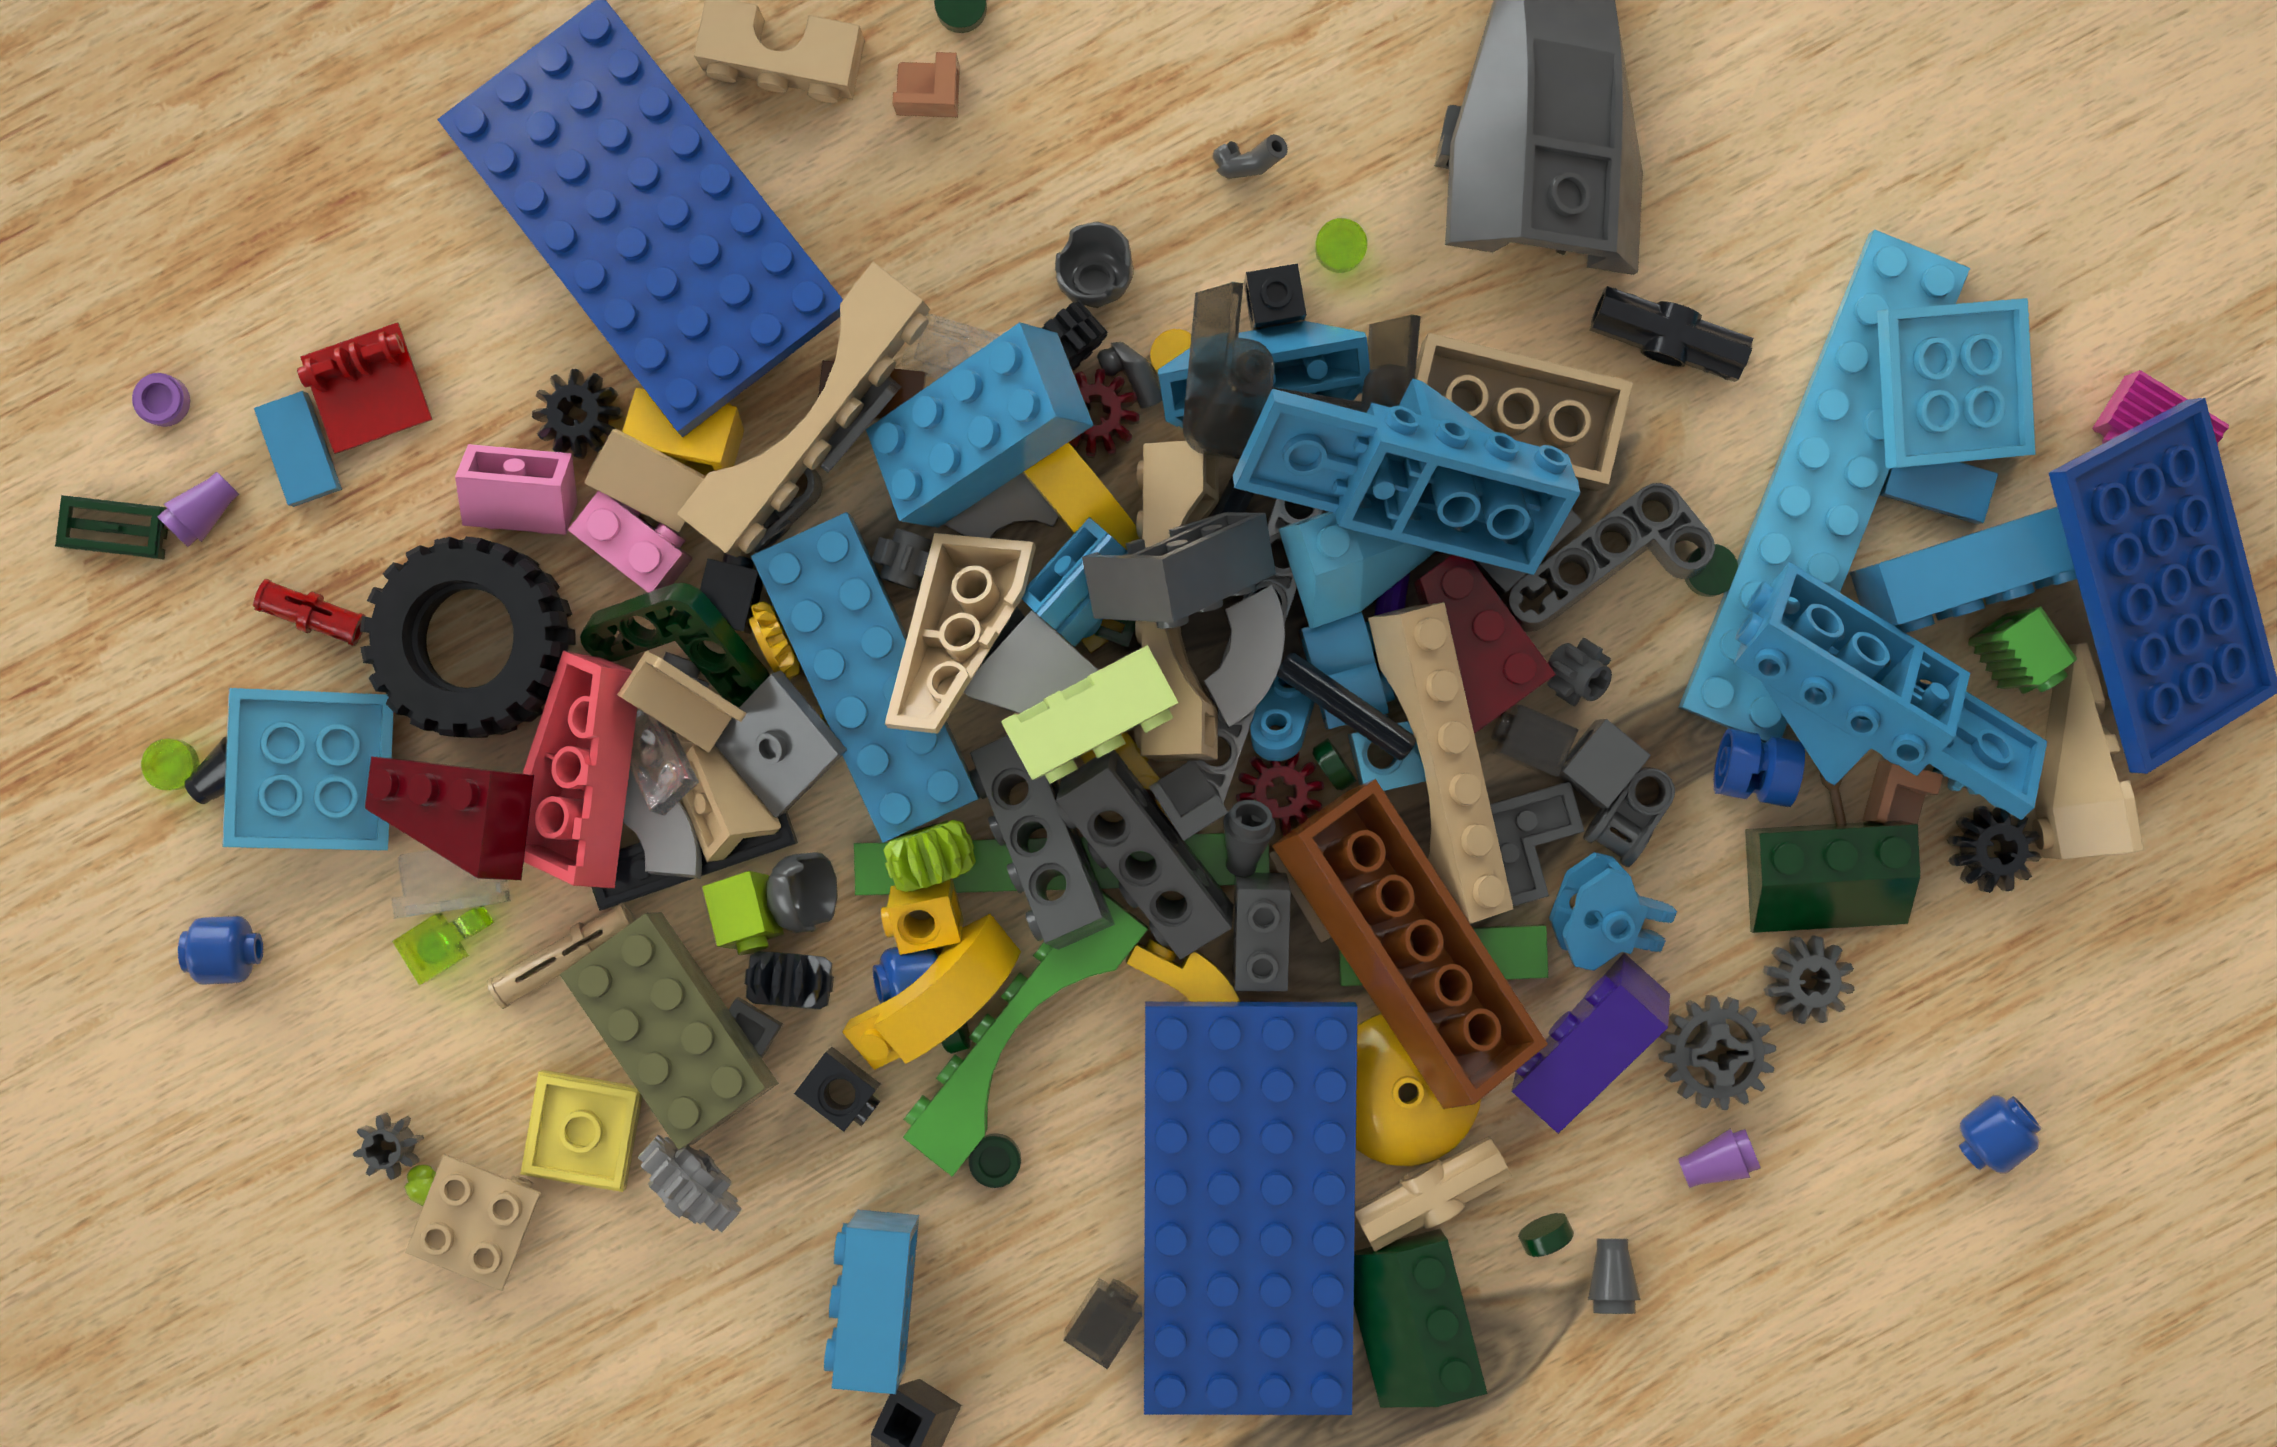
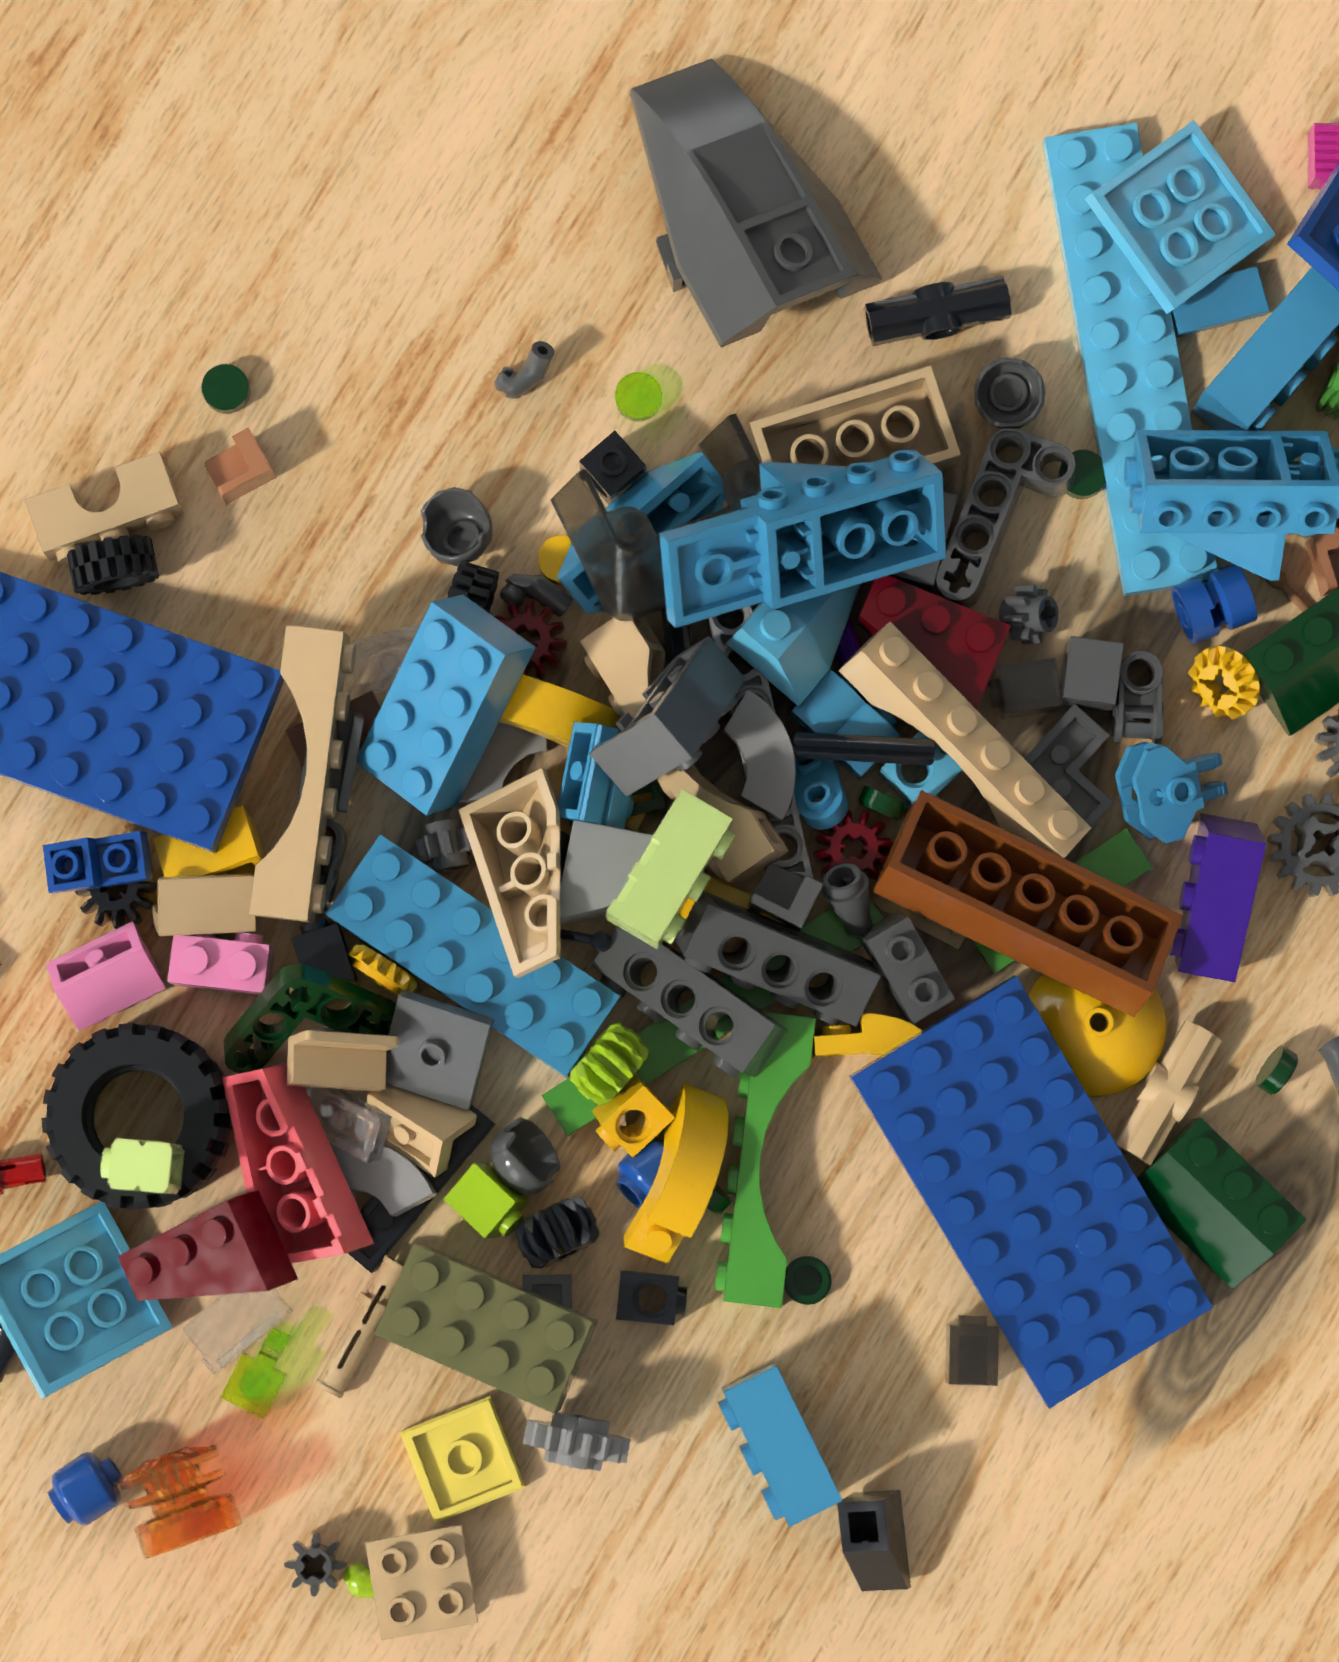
camera: 30 degrees left, 5 degrees down
(294, 1016) = (179, 1500): none -> clear orange wheel
(430, 693) = (143, 1166): none -> yellowish green brick
(569, 379) = (97, 862): none -> blue slope
(752, 107) = (112, 565): none -> black tyre
(990, 735) = (599, 940): none -> black hinge
(1690, 453) = (1009, 393): none -> dark grey hair
(1739, 851) = (1237, 674): none -> yellow gear

